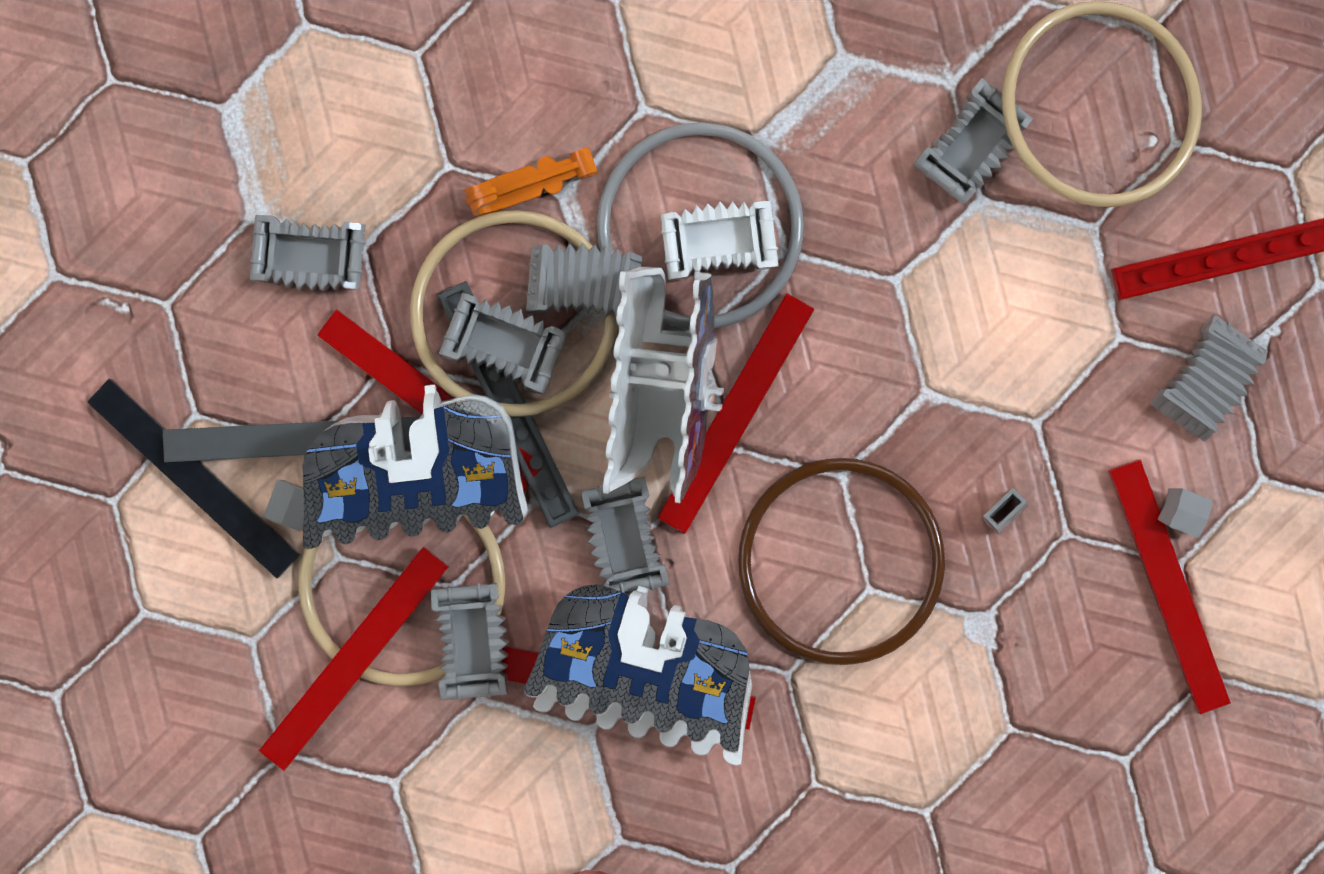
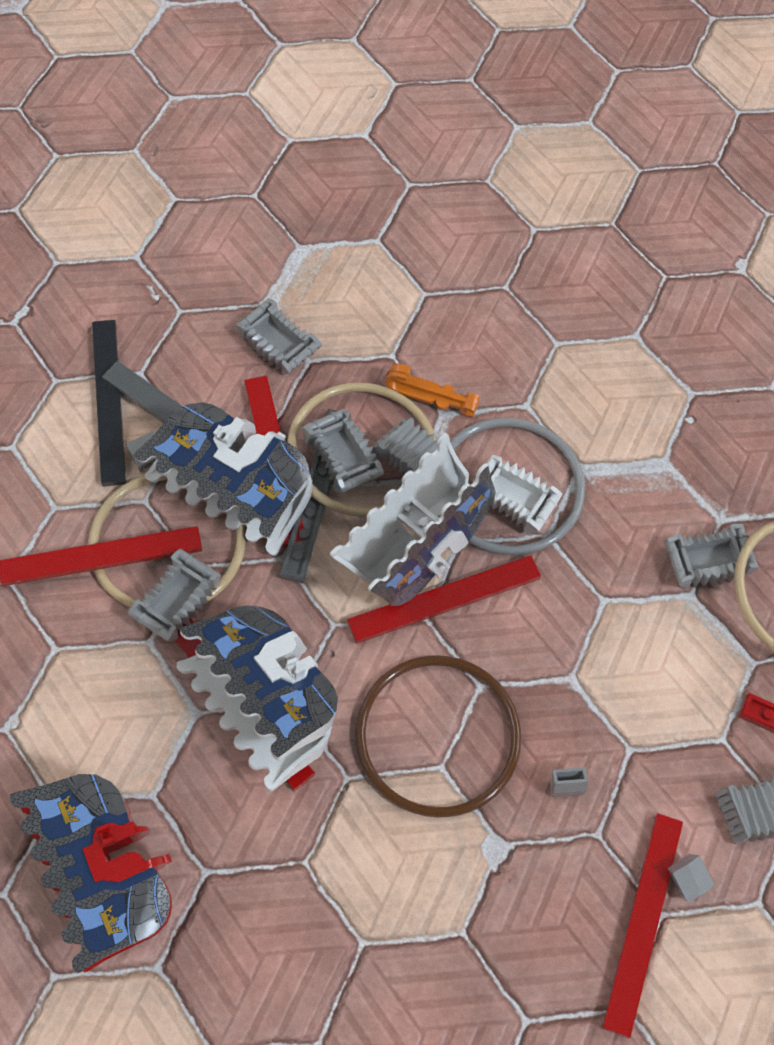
camera: 30 degrees right, 25 degrees down
(622, 537) = (320, 609): light grey piece -> none

